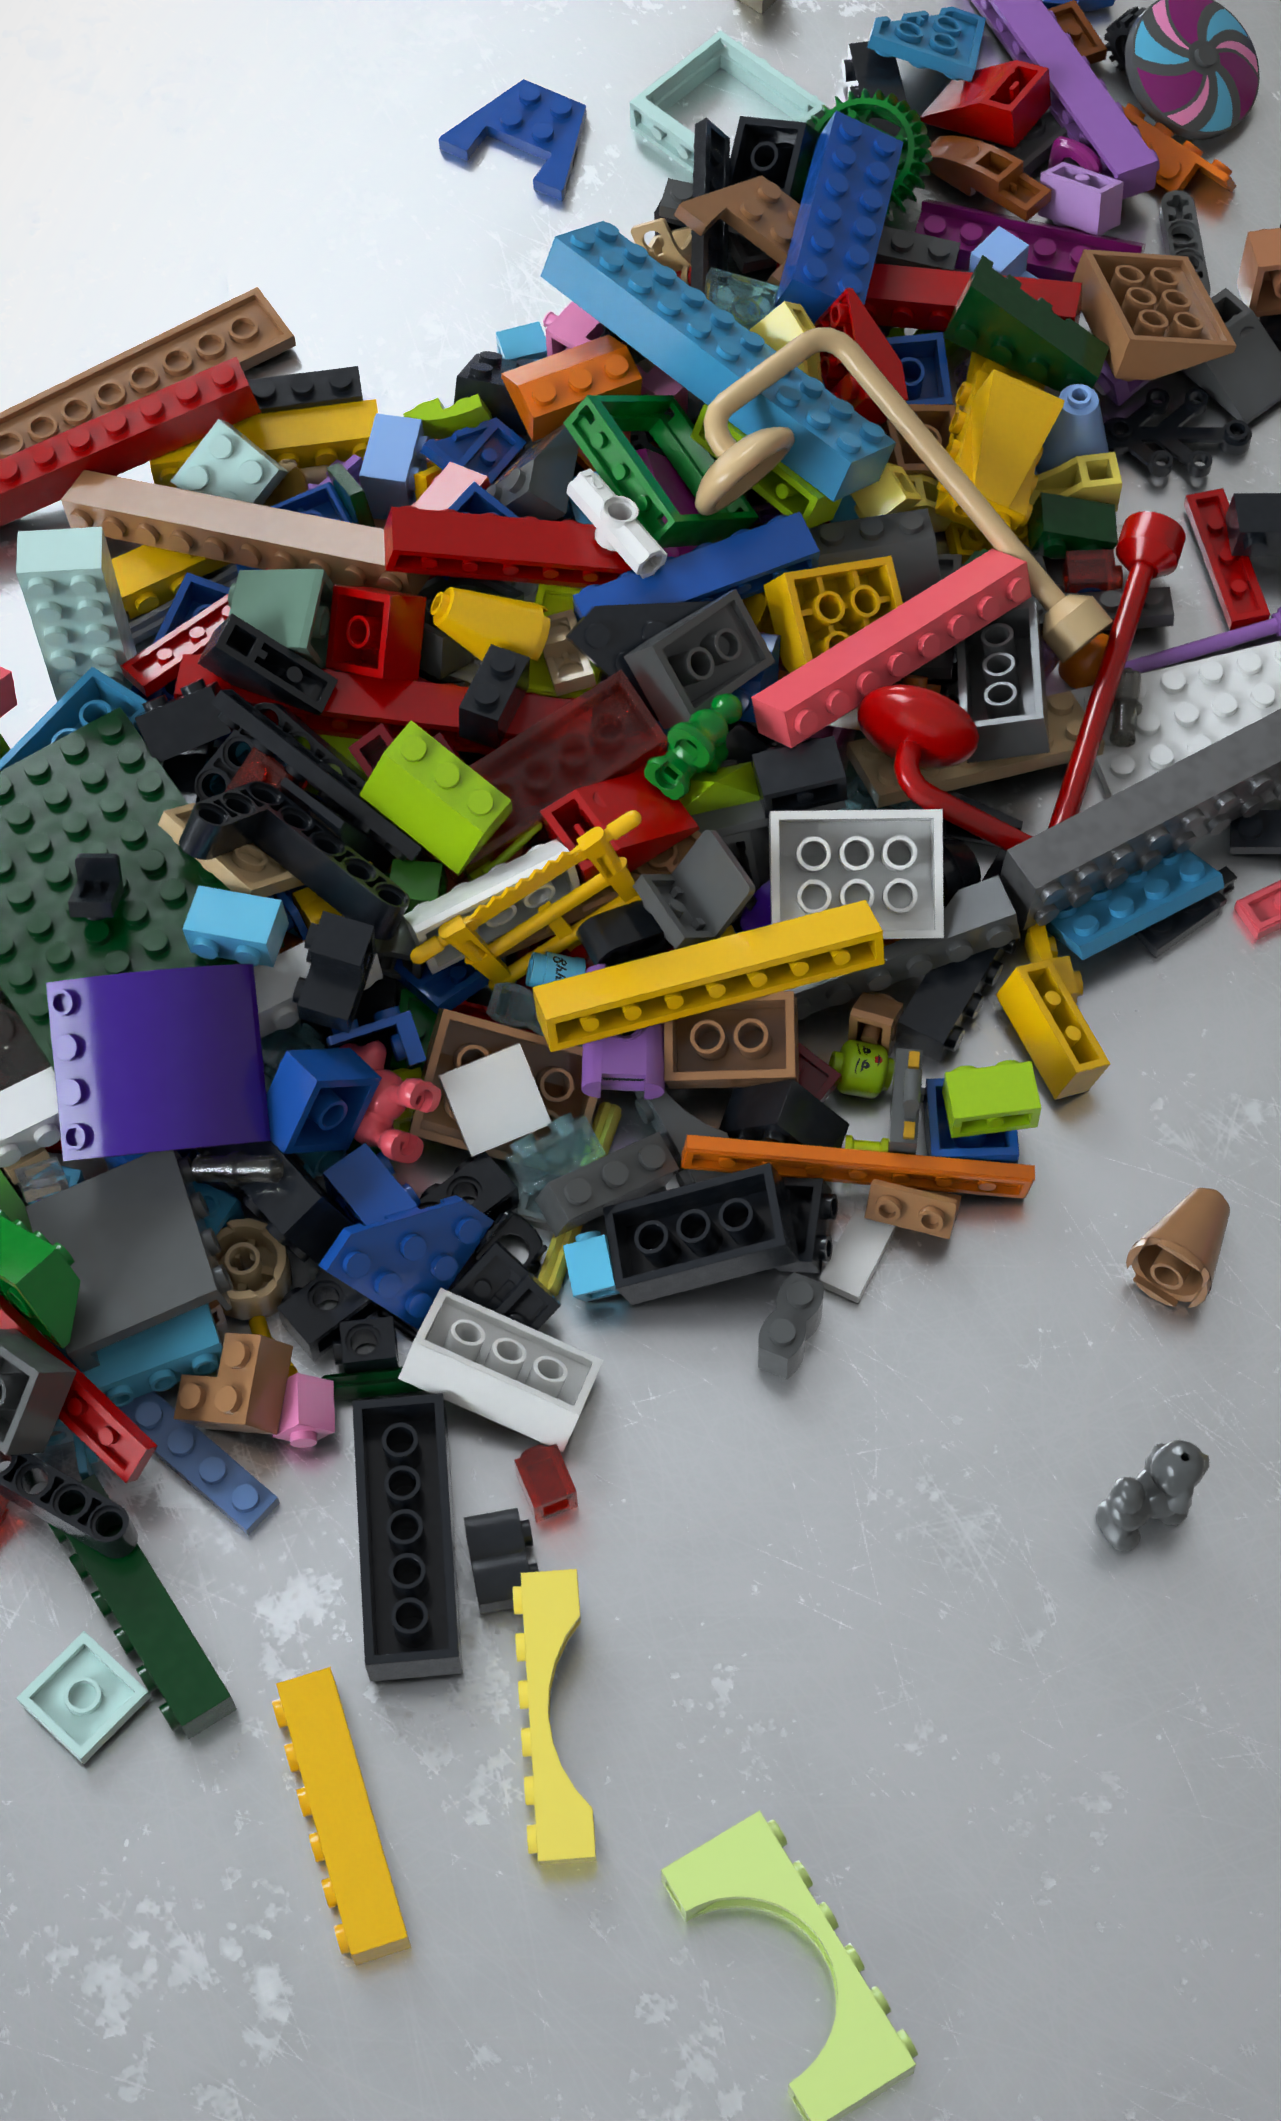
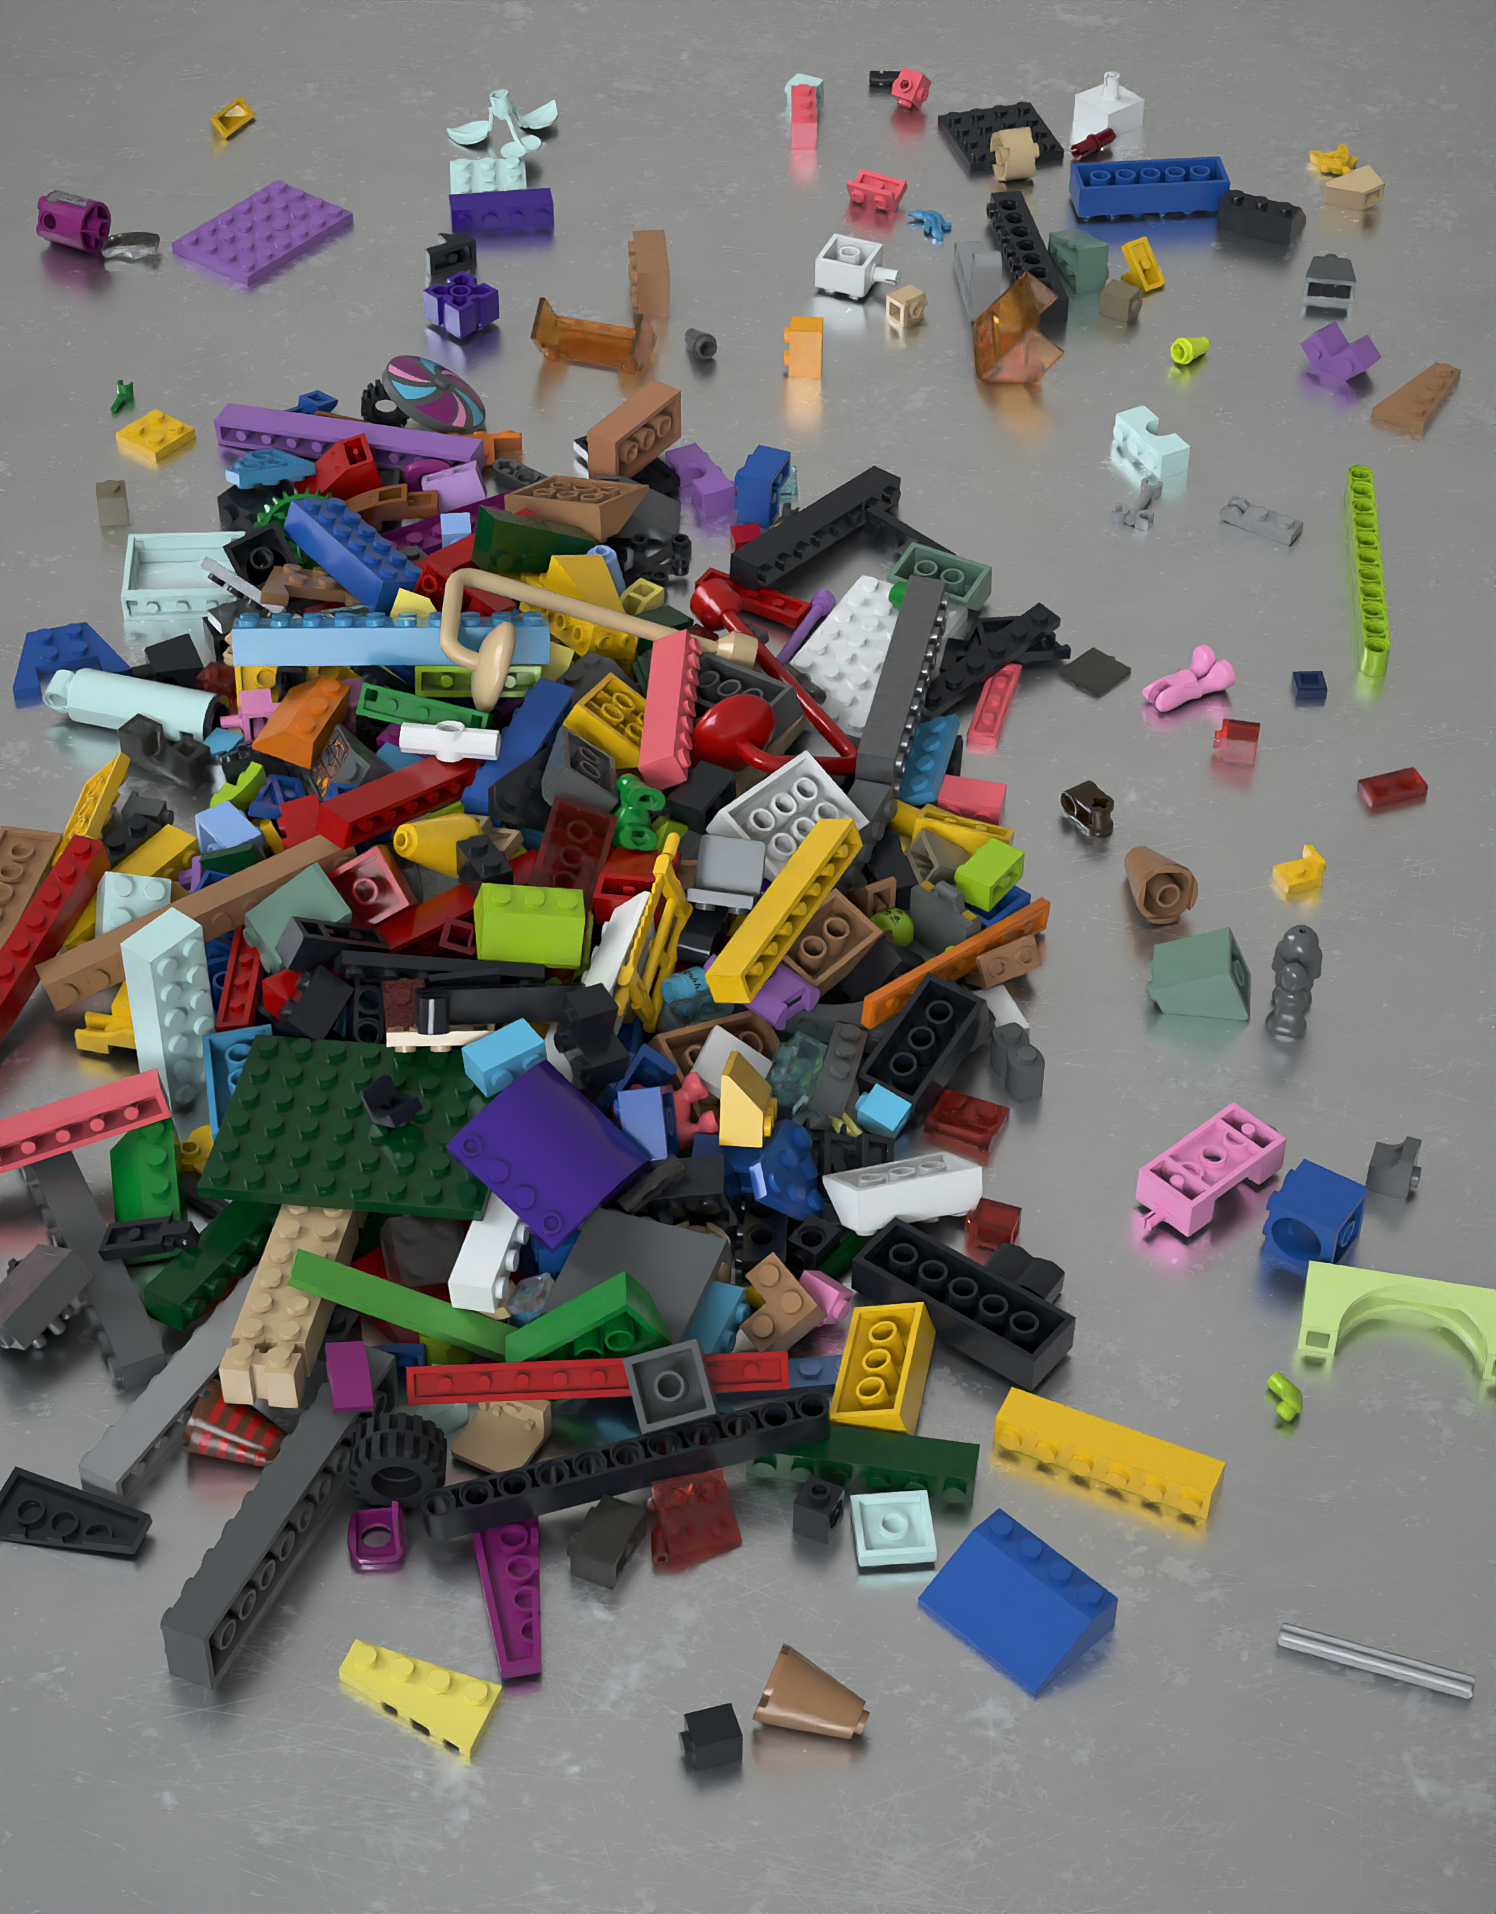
camera: 50 degrees left, 20 degrees down
(42, 1618) = (818, 1509): none -> black brick
(85, 1880) = (1019, 1602): none -> blue slope
(254, 1539) = (884, 1368): none -> yellow slope
(326, 338) = (95, 801): none -> yellow plate
(382, 372) = (148, 807): none -> dark grey brick
(426, 1153) = (745, 1104): none -> yellow slope
(469, 306) = (147, 747): none -> clear smoke arch
(501, 238) = (114, 699): none -> light aqua piece
(562, 1816) = (1212, 1350): light yellow arch -> none
(577, 1927) = (1291, 1396): none -> lime arm
(593, 203) = (171, 663): none -> black torso
(687, 1339) = (967, 1120): none -> clear red plate
(825, 1771) = (1314, 1216): none -> blue brick
(859, 1623) = (1184, 1185): none -> bright pink brick
(987, 1033) = (935, 858): none -> dark tan torso
(995, 1792) = (1394, 1168): none -> dark grey brick
(1088, 1399) = (1201, 976): none -> sand green slope
(1128, 990) = (973, 799): none -> coral brick
(1243, 1095) = (1089, 807): none -> dark brown piece

